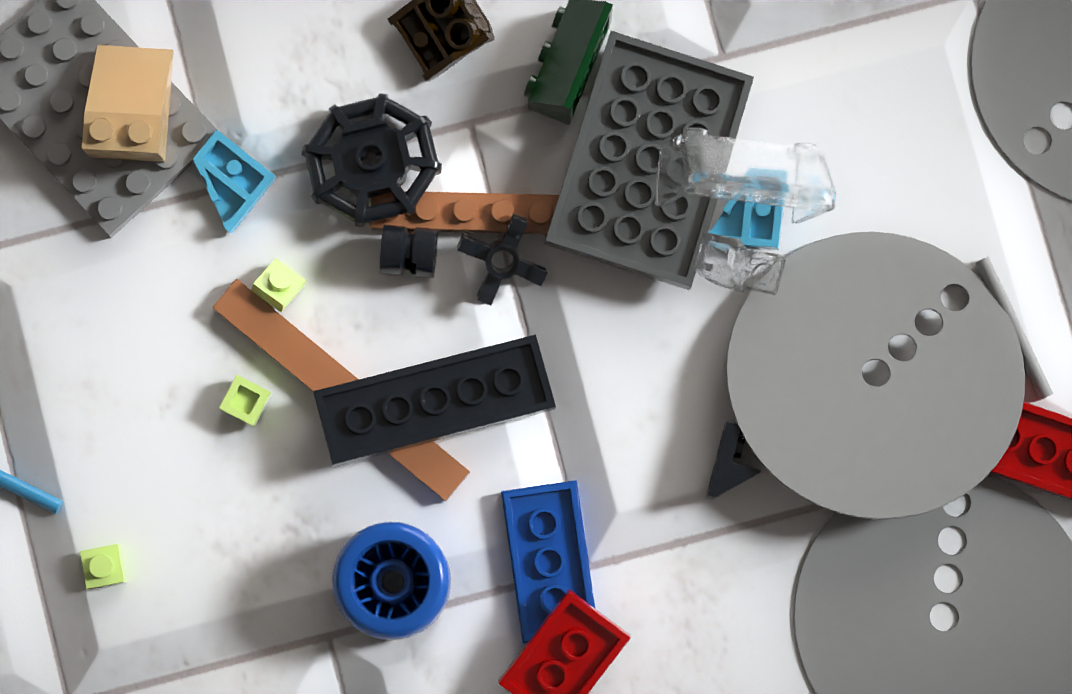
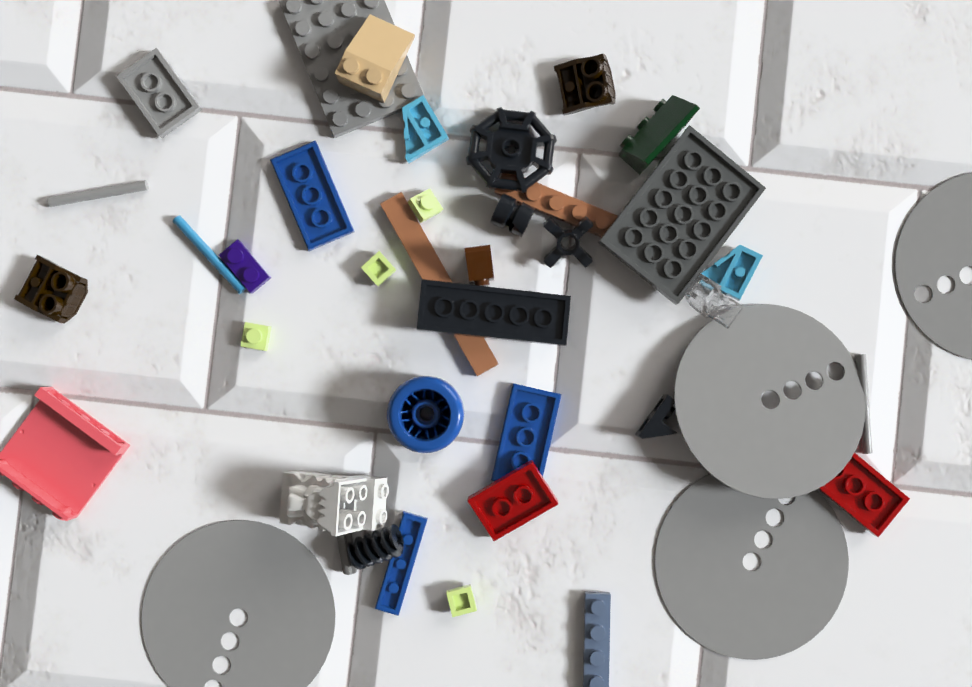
camera: 20 degrees right, 5 degrees up
(49, 471) = (245, 266): none -> dark purple plate
(109, 333) = (312, 195): none -> blue tile
(388, 339) = (479, 265): none -> reddish brown slope
(746, 173) = (742, 244): clear windscreen -> none

